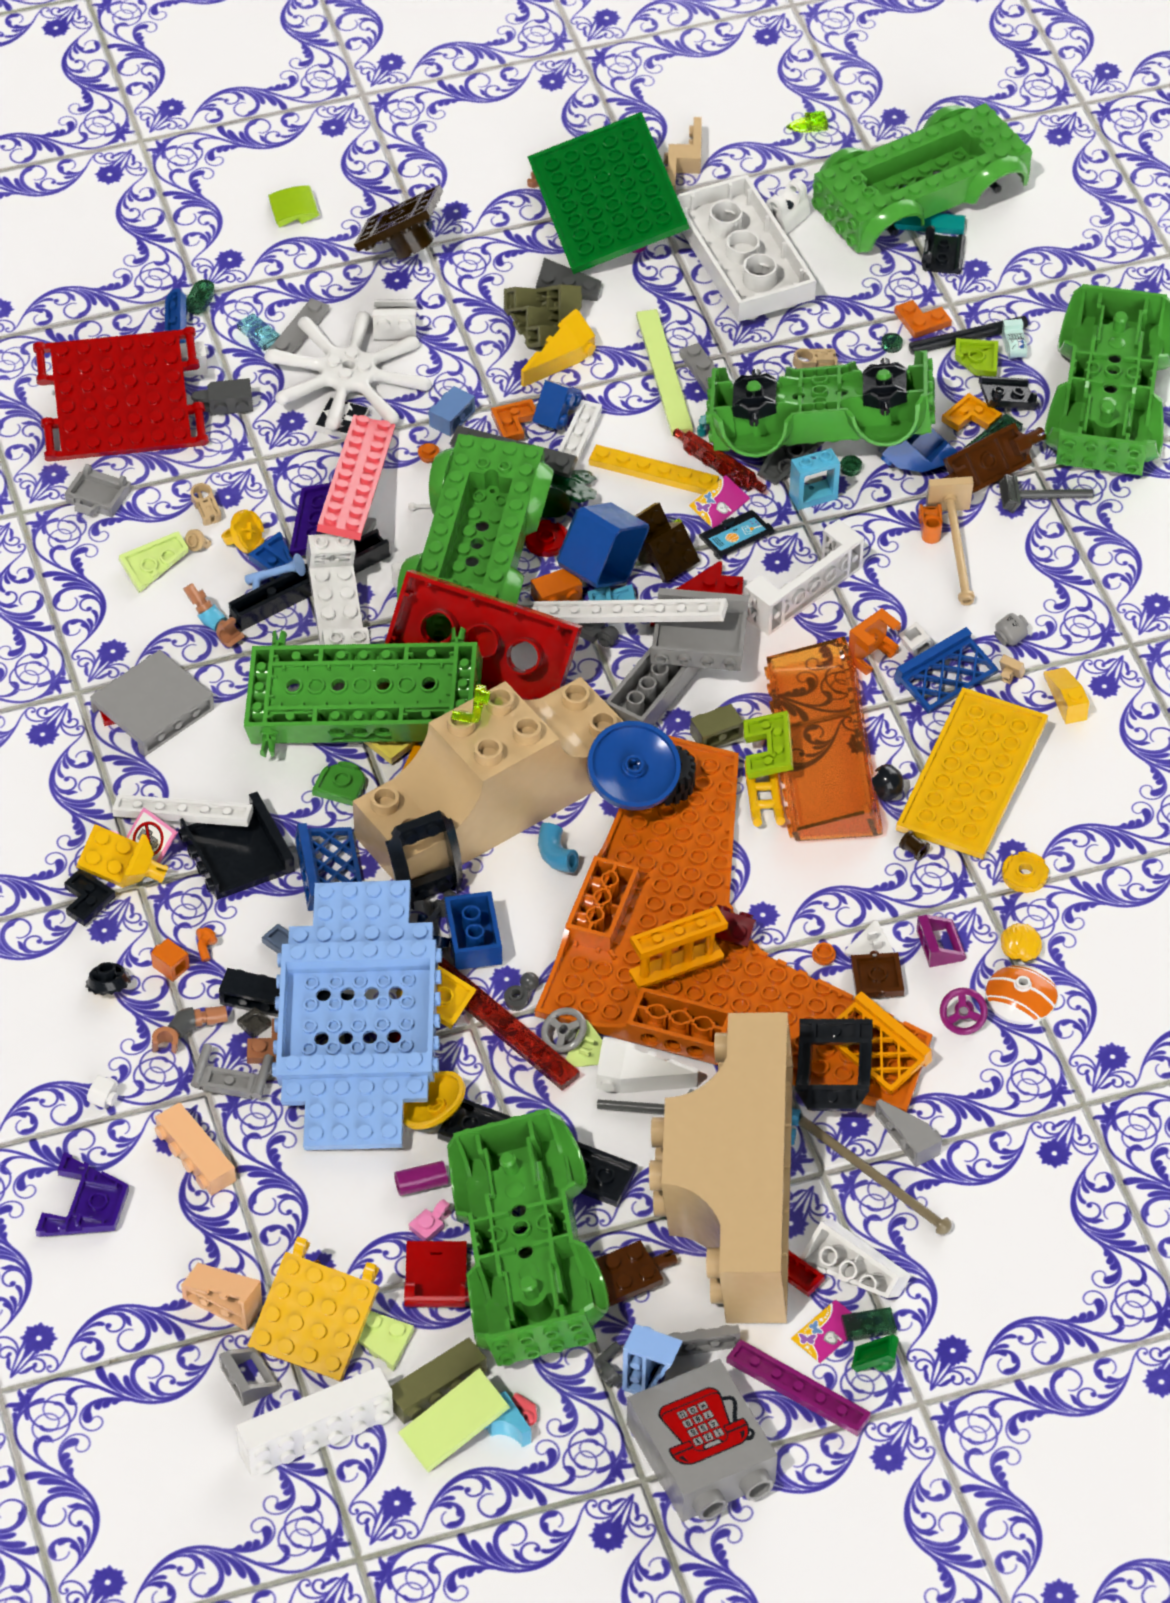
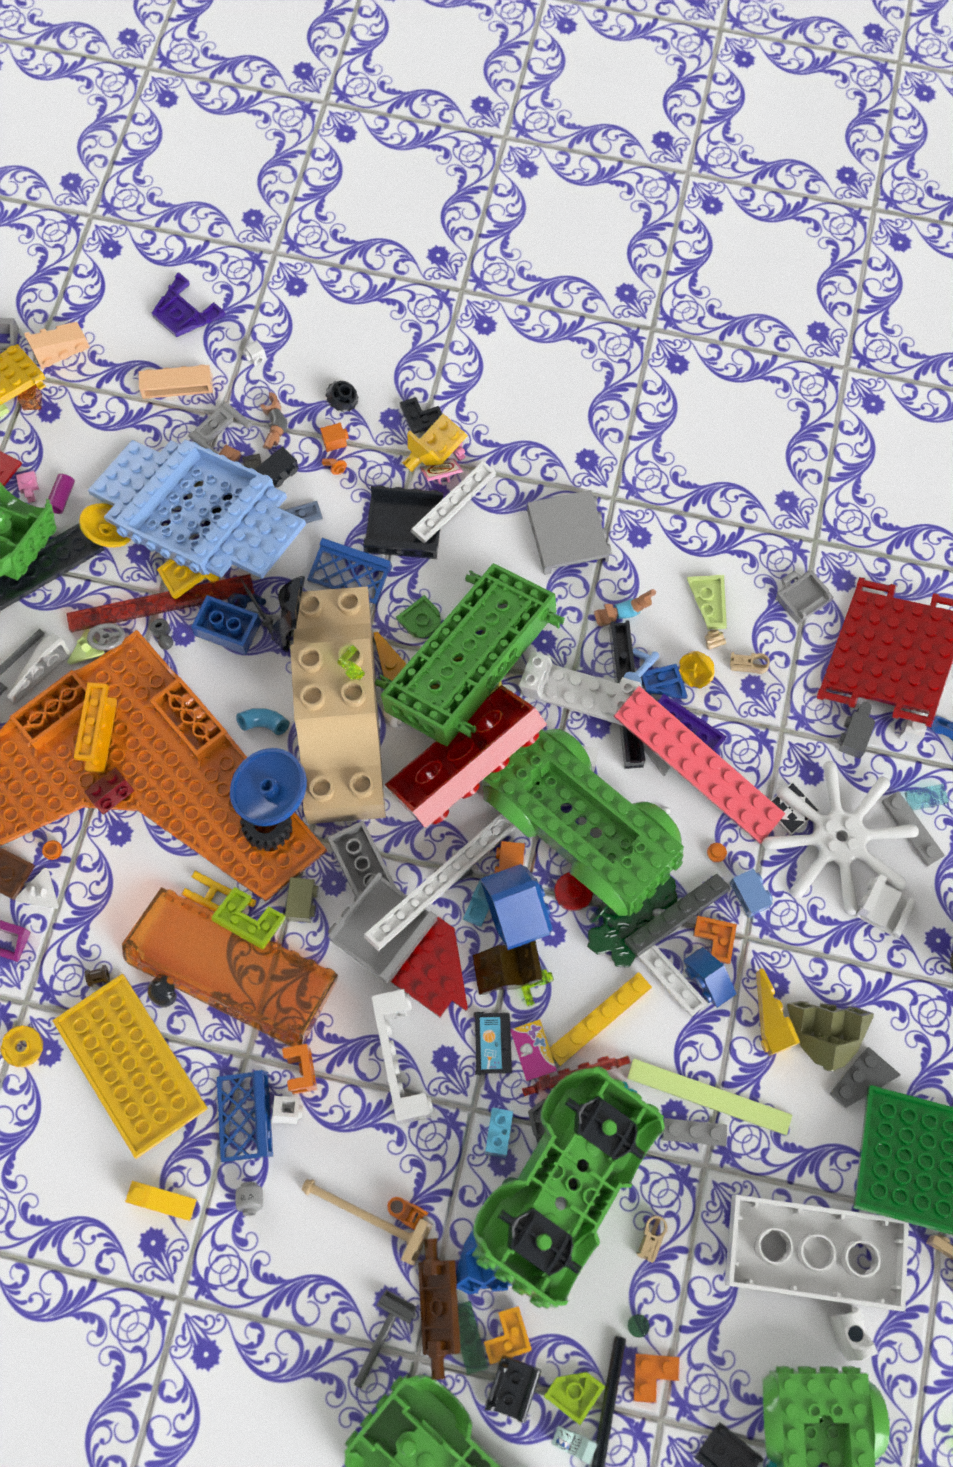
camera: 120 degrees right, 20 degrees up
(1010, 668) = (211, 1171): tan tile -> none

